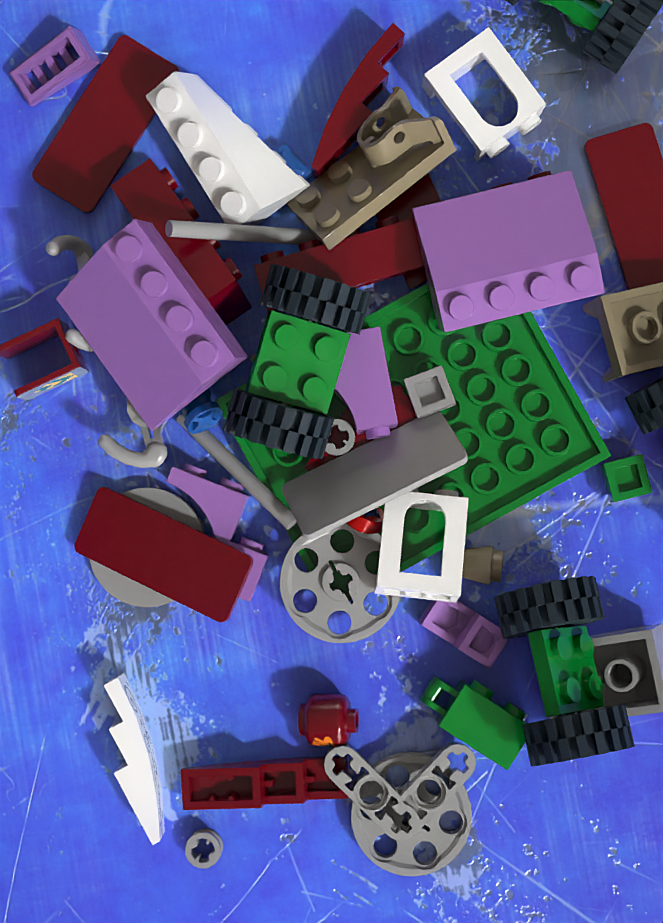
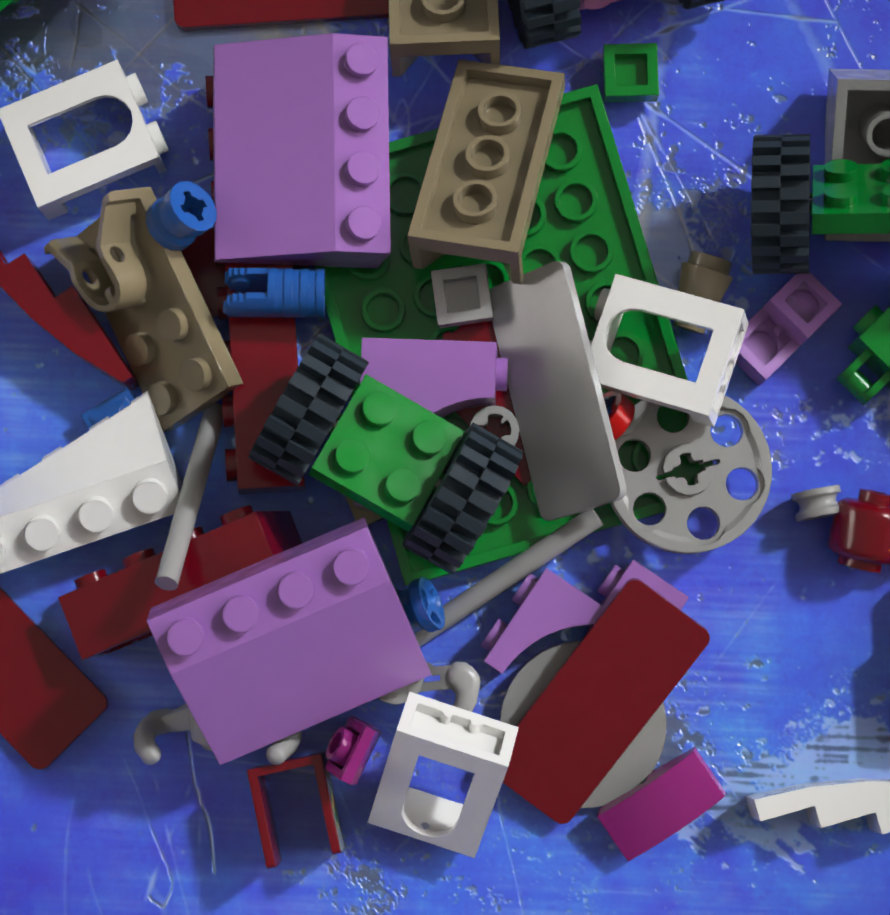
camera: 80 degrees left, 5 degrees down
(89, 387) = (351, 749): none -> magenta slope
(102, 615) = (662, 804): none -> magenta slope
(107, 455) = (455, 739): none -> white panel
(340, 680) = (817, 502): none -> light grey bush
(400, 266) = (275, 293): none -> blue hinge
(427, 173) = (181, 216): none -> blue wheel
(528, 387) = (486, 165): none -> dark tan plate

